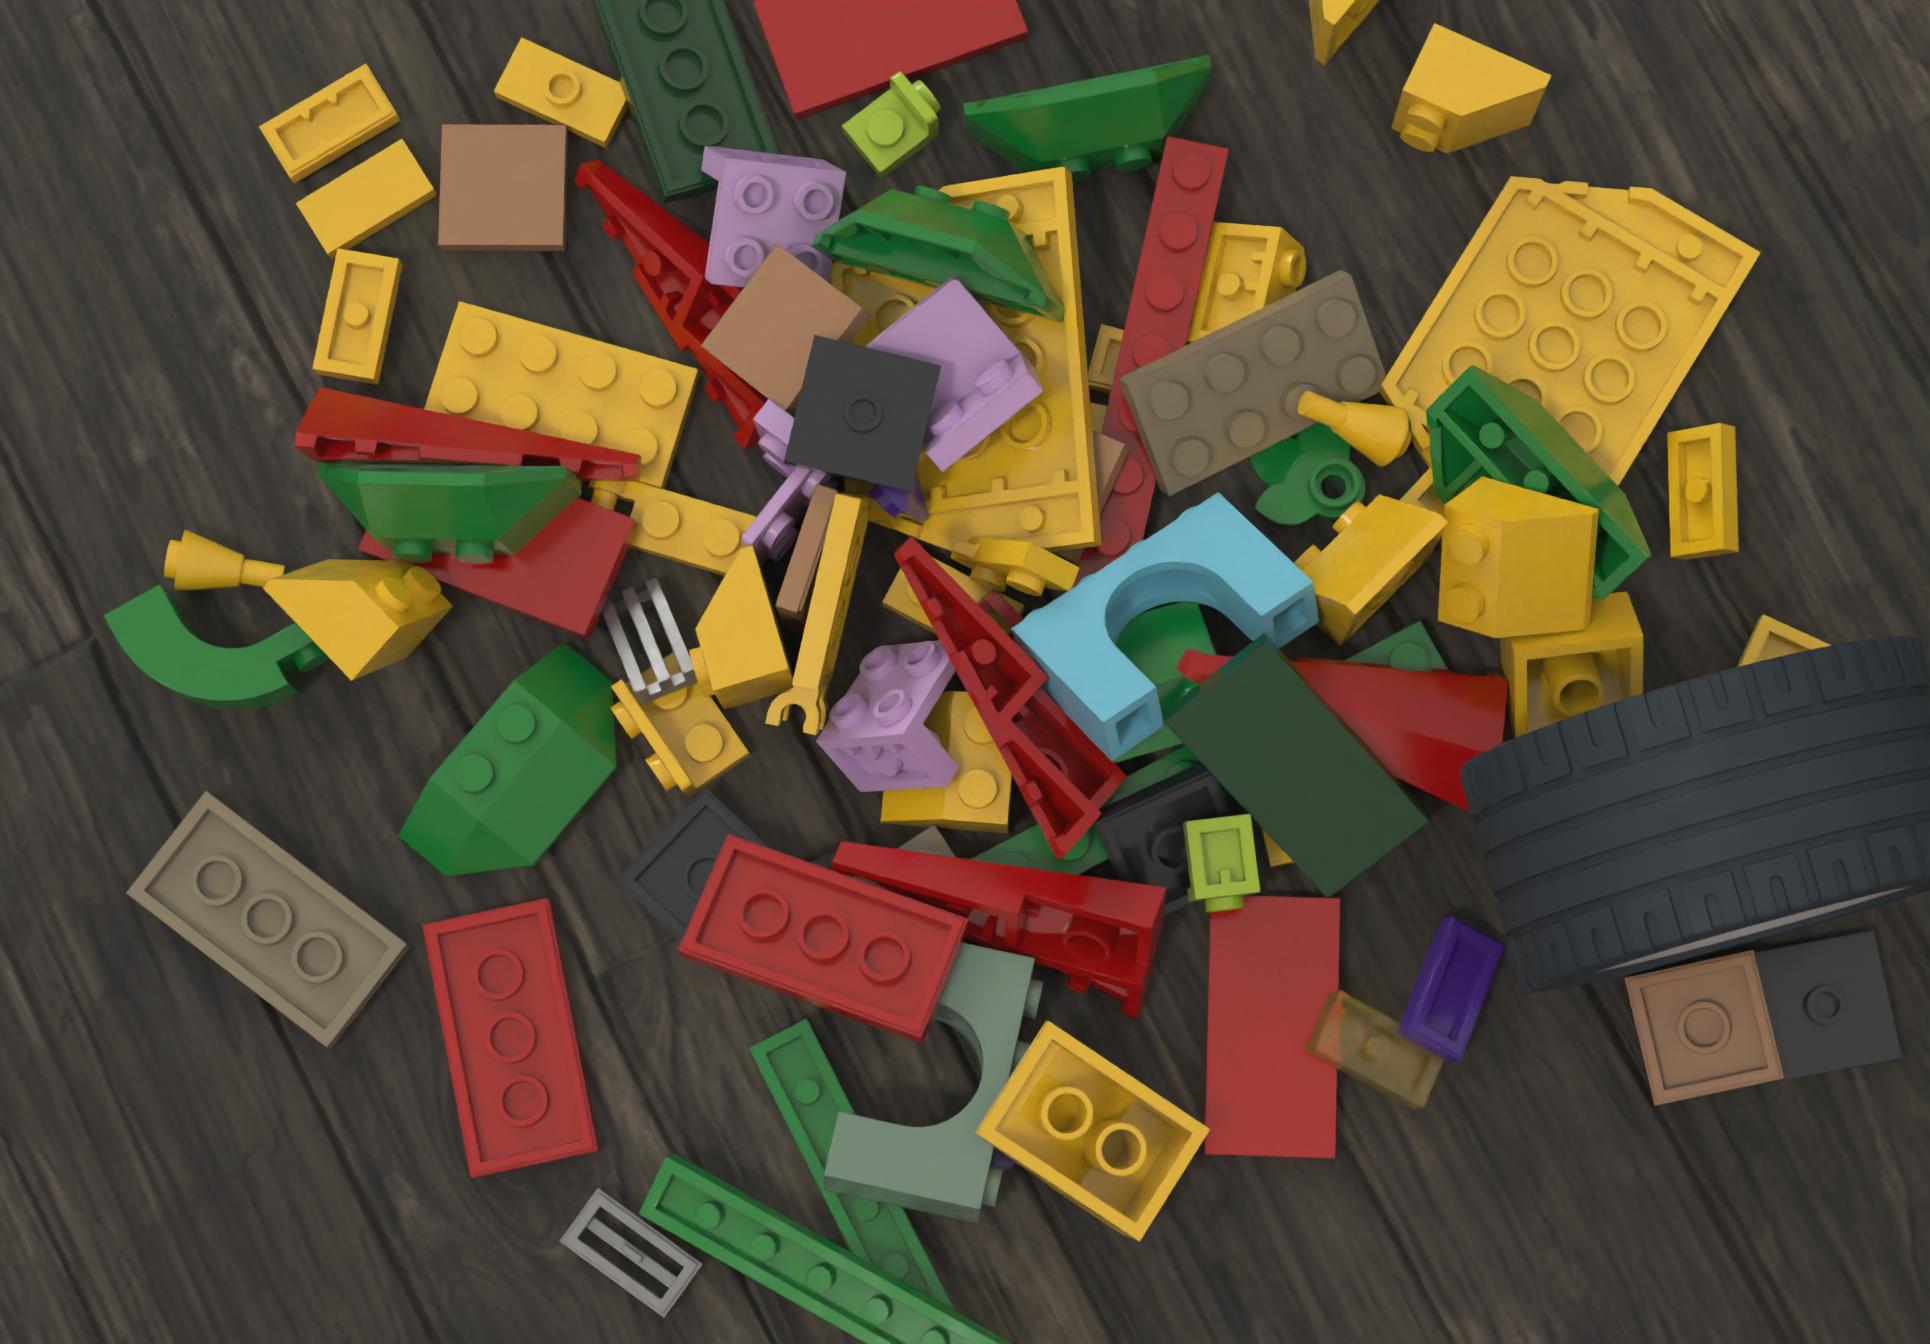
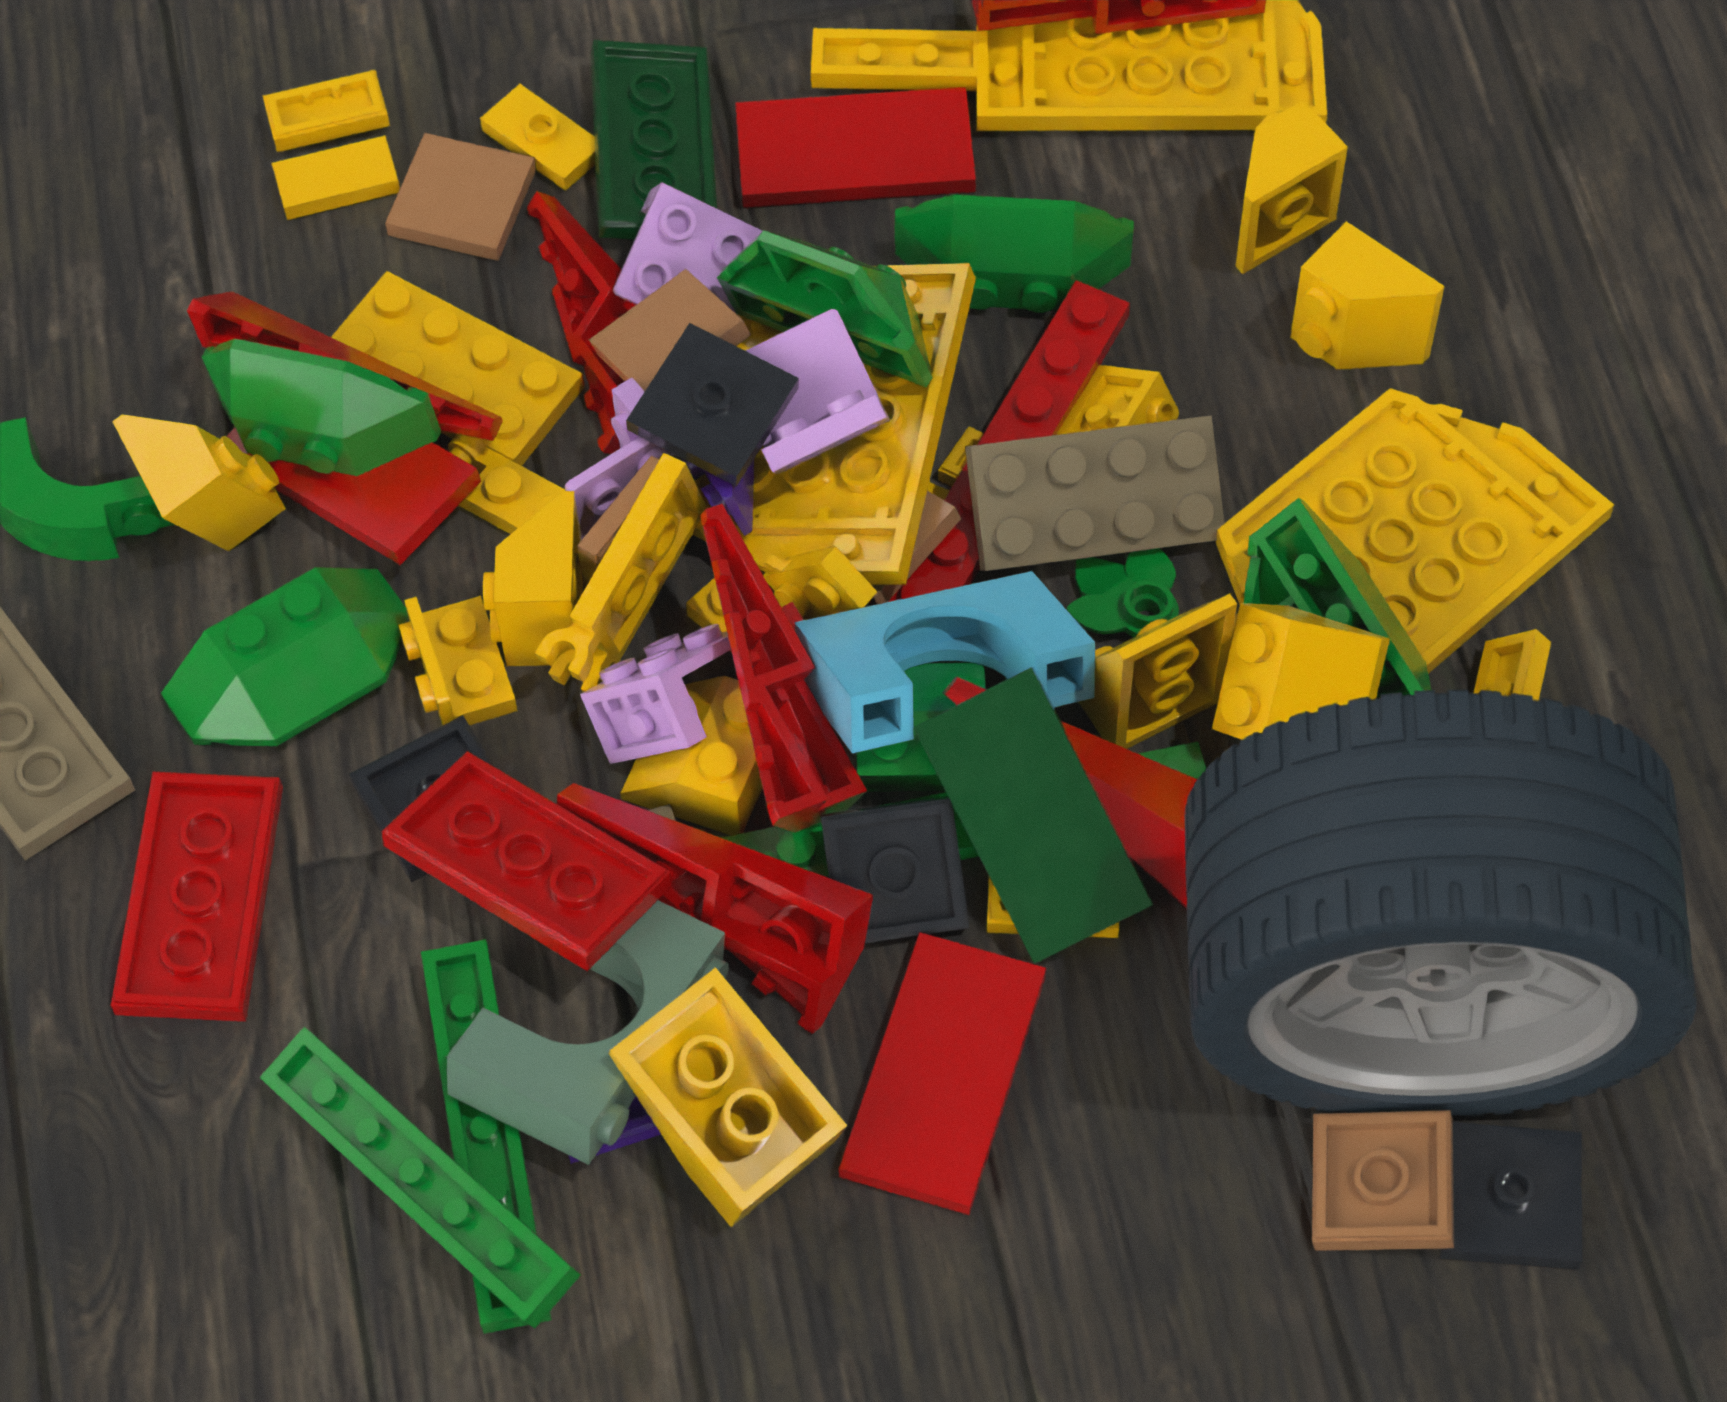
camera: 10 degrees right, 20 degrees down
(208, 565) = (72, 423): yellow cone -> none
(357, 316) = (292, 259): yellow plate -> none
(633, 605) = (452, 556): flat silver tile -> none
(676, 1284) = (271, 1158): flat silver tile -> none
(894, 125) = (835, 221): lime bracket -> none
(1221, 861) = (934, 890): lime bracket -> none
(1368, 1049) = (1040, 1110): clear yellow plate -> none
(1372, 429) = (1196, 563): yellow cone -> none
(1450, 989) = (1132, 1075): dark purple tile -> none

